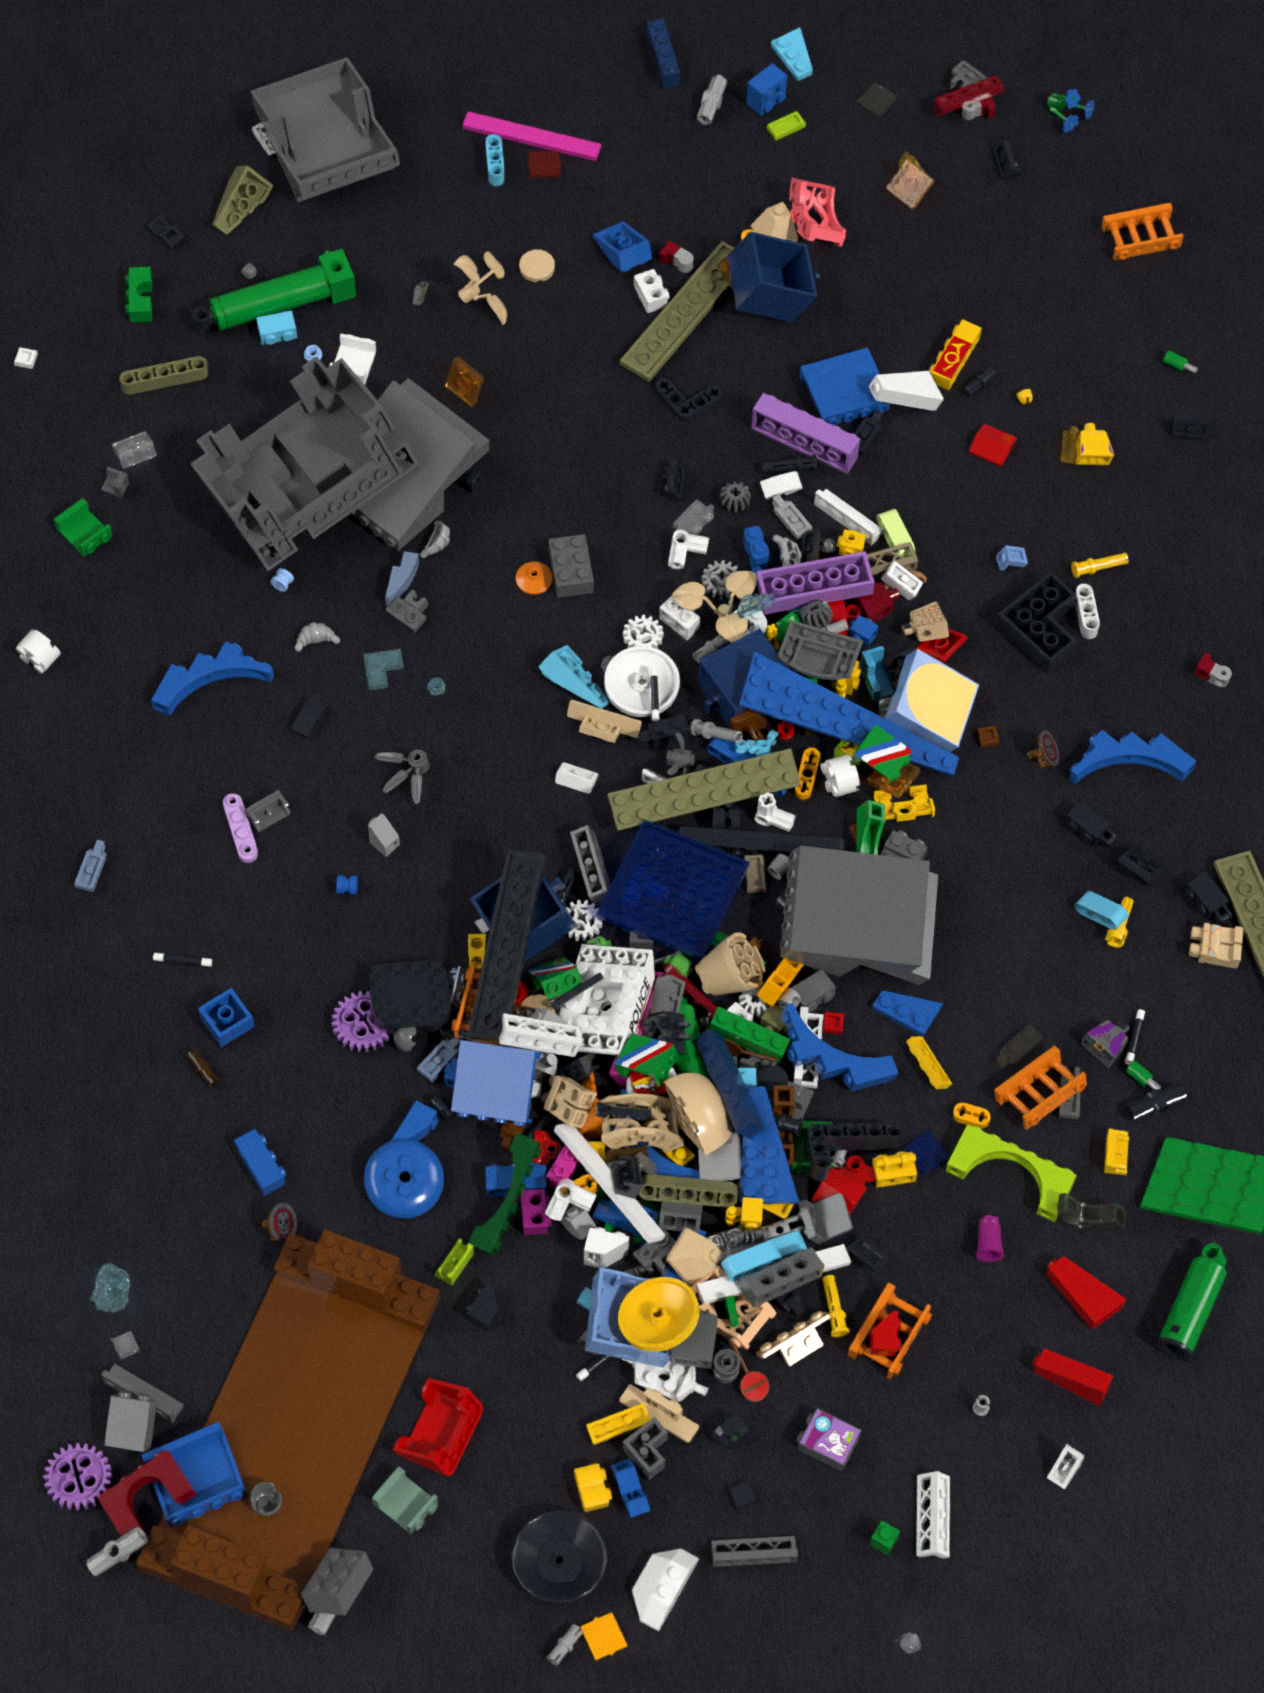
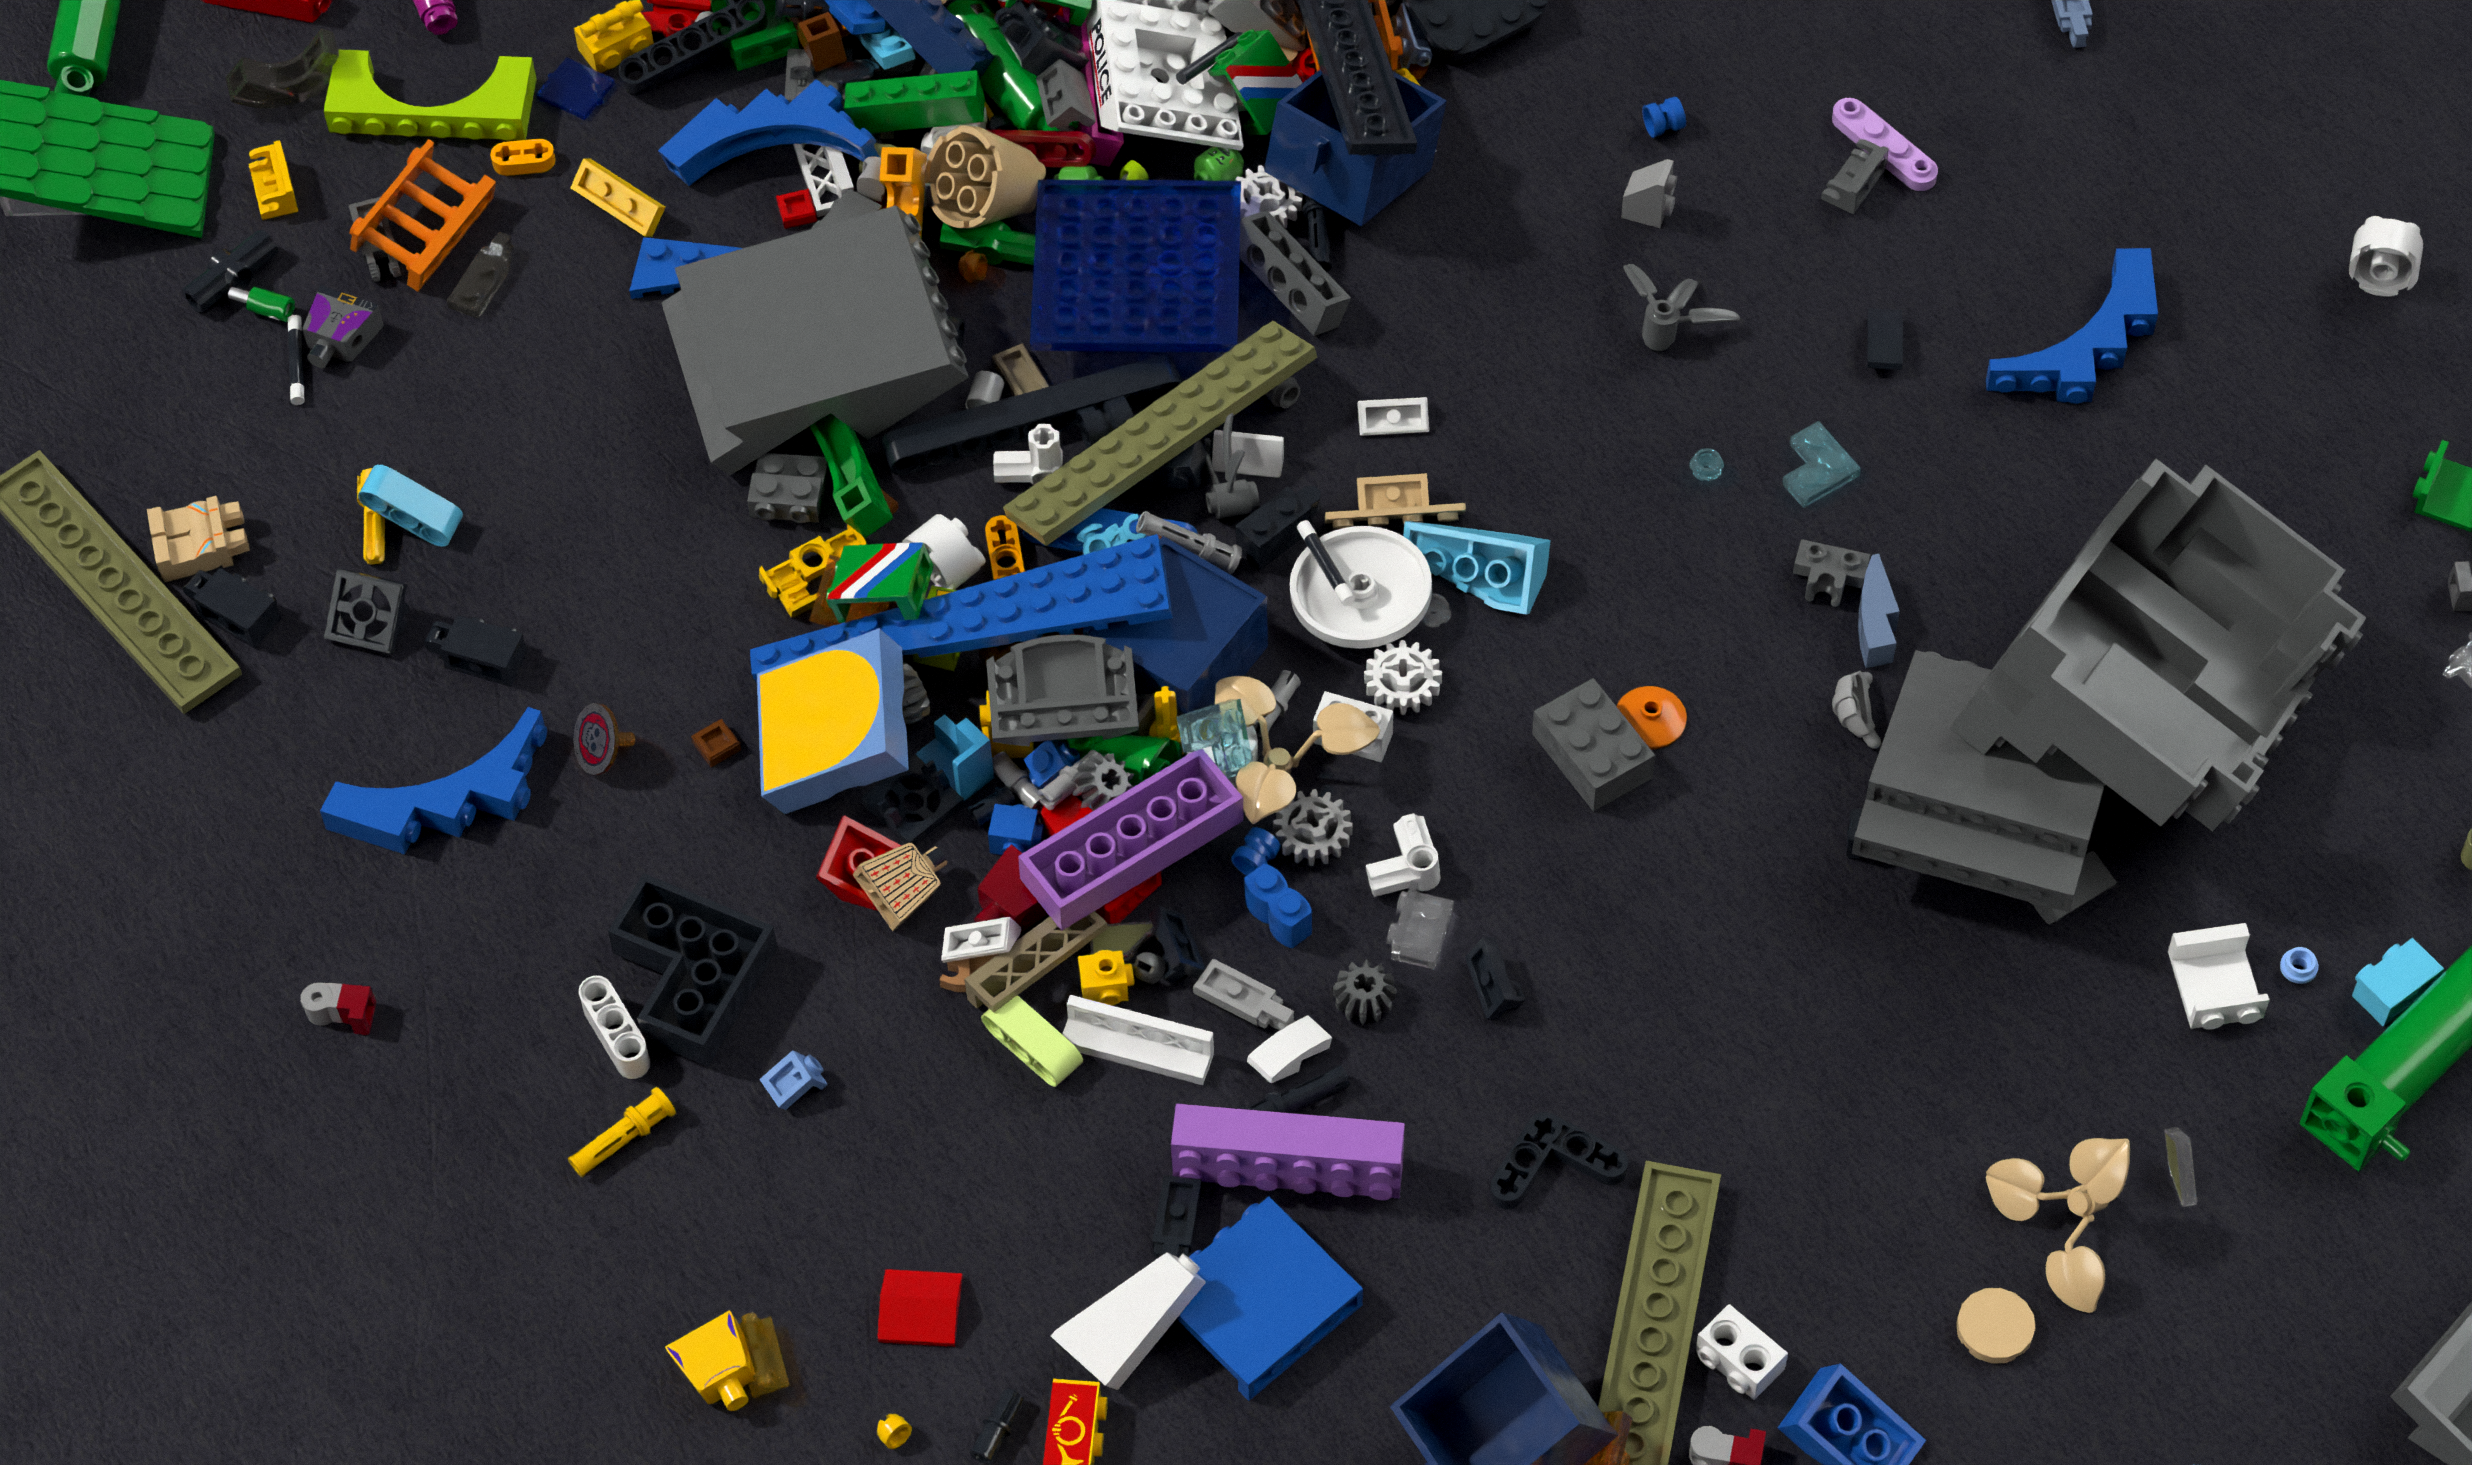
camera: 160 degrees right, 5 degrees down
(282, 579) = (2074, 530): light blue wheel -> none
(314, 634) = (1962, 475): light grey piece -> none
(464, 381) = (1981, 1000): clear orange hinge -> none
(789, 551) = (1208, 915): light grey piece -> none

